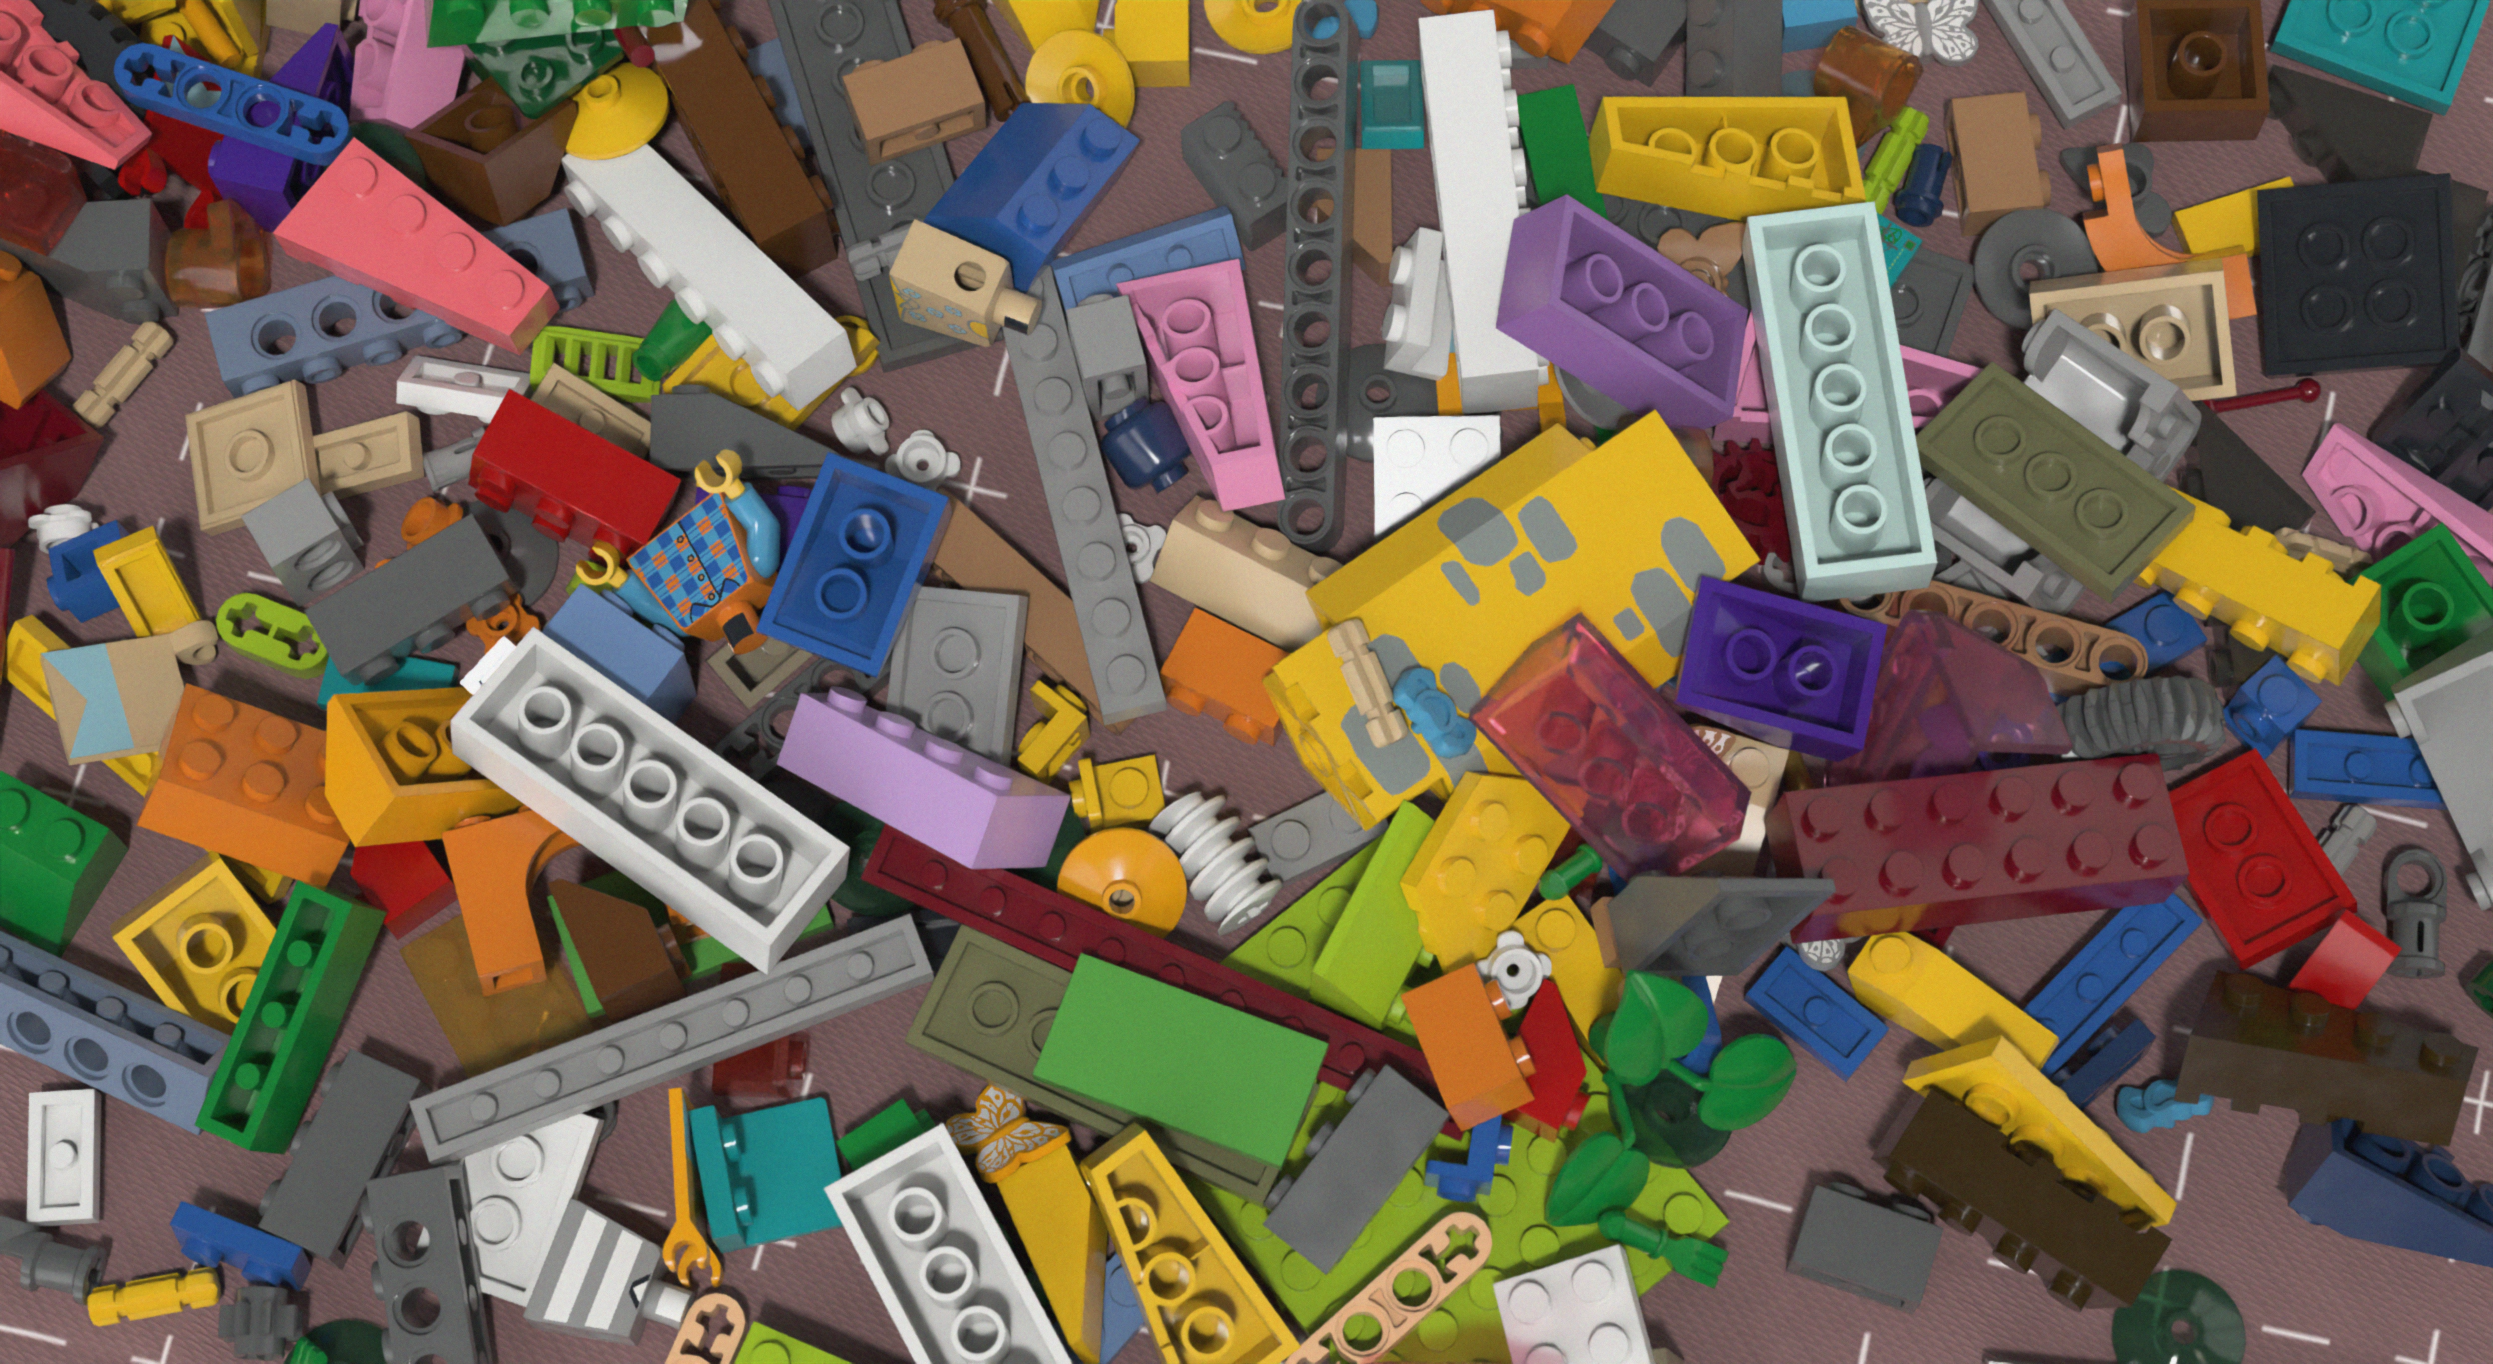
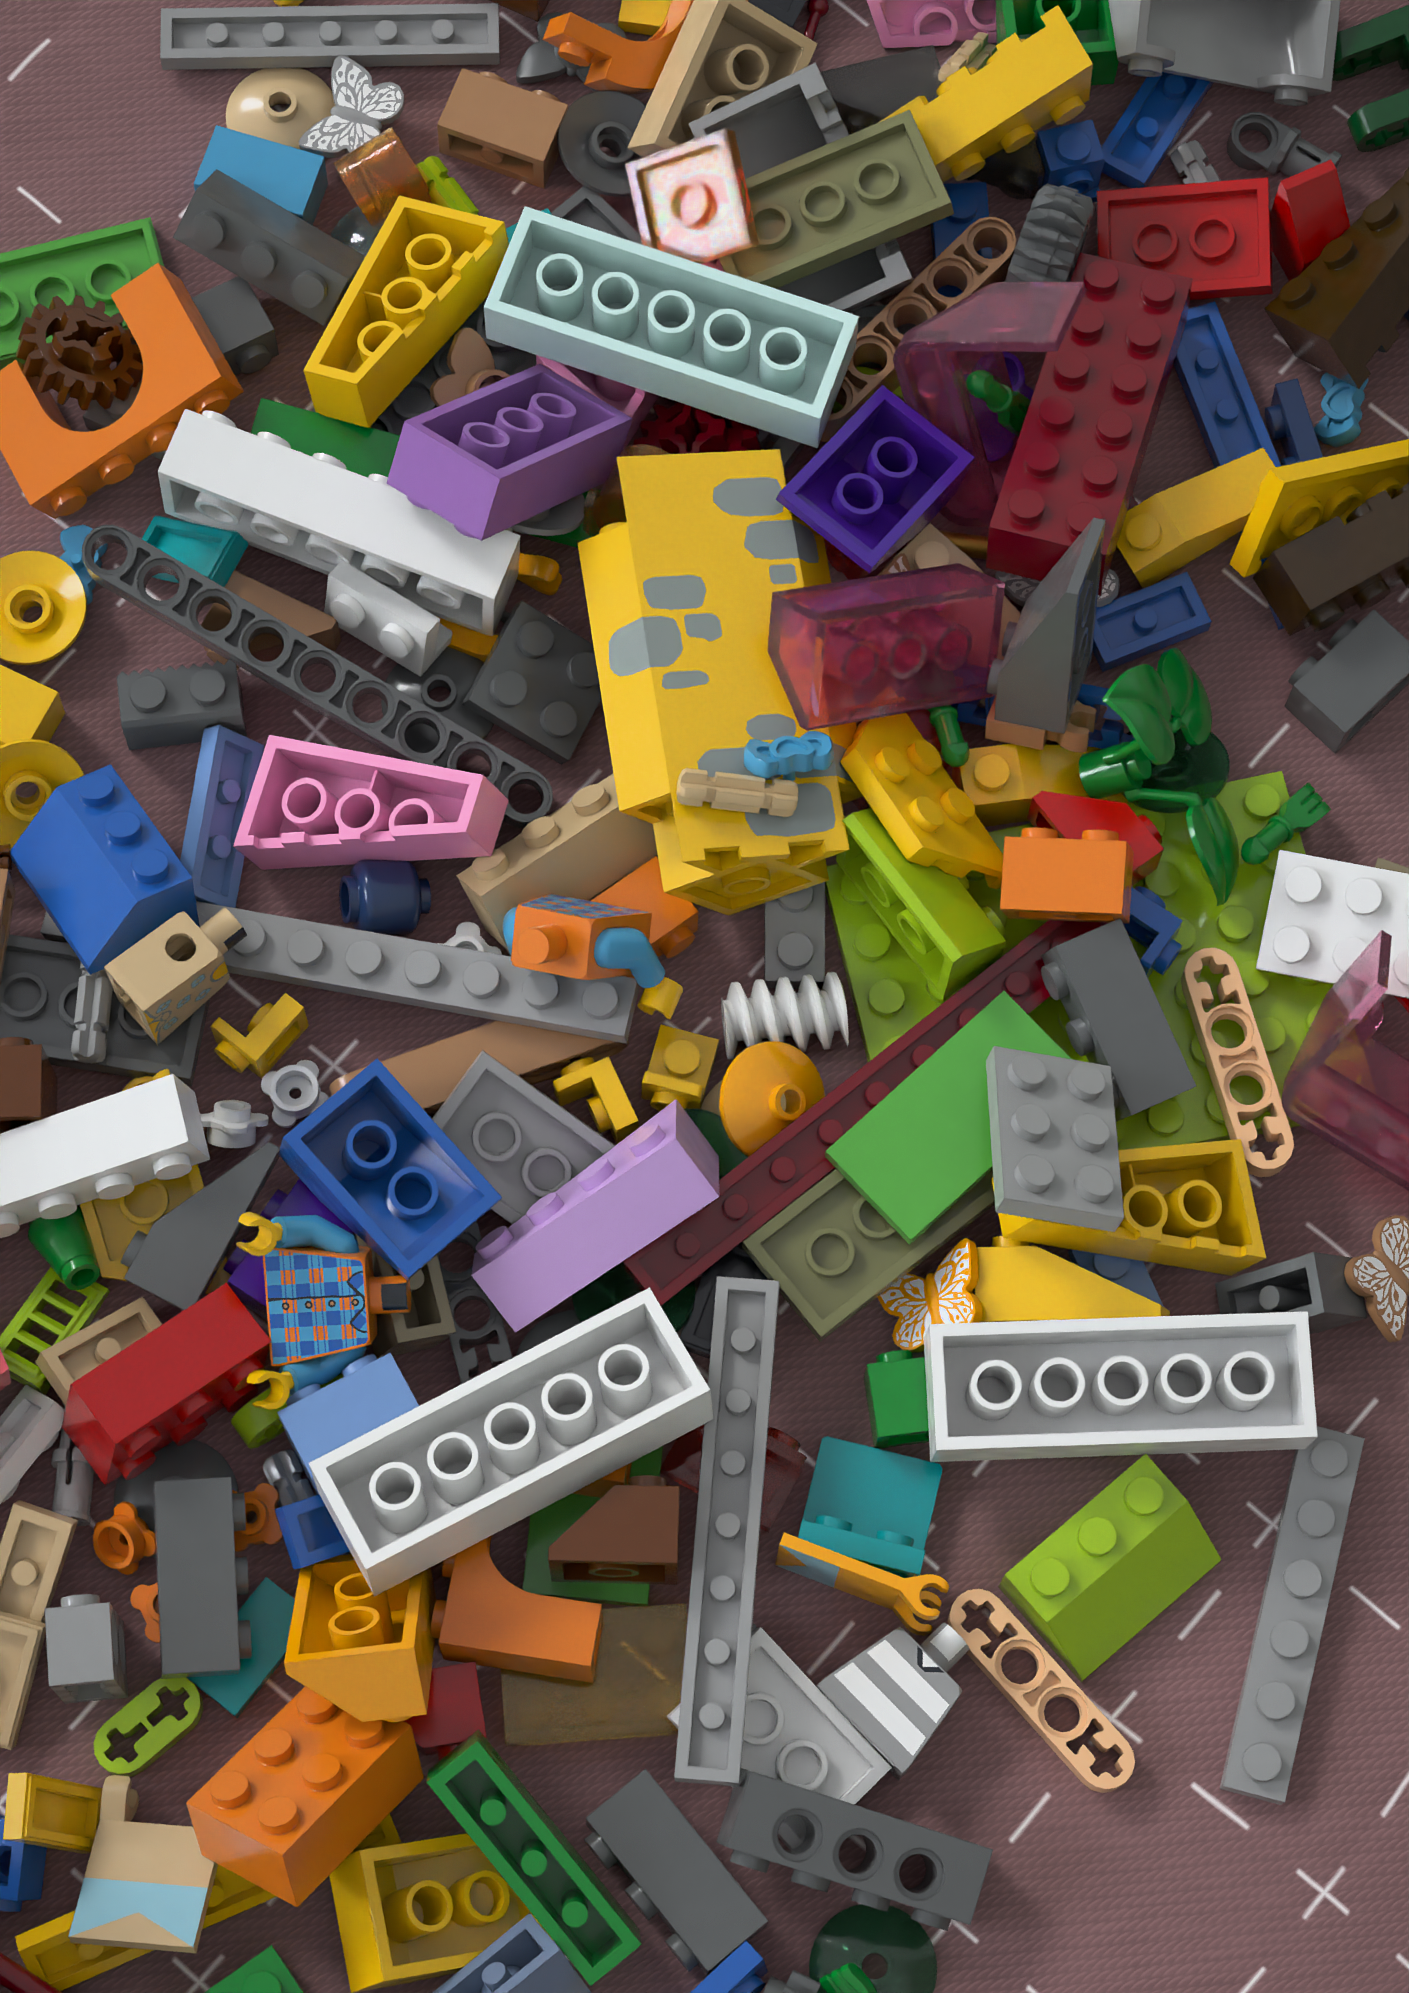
camera: 70 degrees left, 0 degrees up
(960, 414) = (269, 1037): none -> yellow bracket
(1107, 354) = (293, 878): light grey brick -> none
(1173, 630) = (589, 943): none -> torso
(1181, 1151) = (1054, 1139): none -> light grey plate
(1531, 968) = (1017, 807): white plate -> none
(1920, 199) = (501, 198): dark blue pin -> none
(1945, 744) = (1000, 399): none -> green piece
(1979, 356) = (694, 199): none -> tile

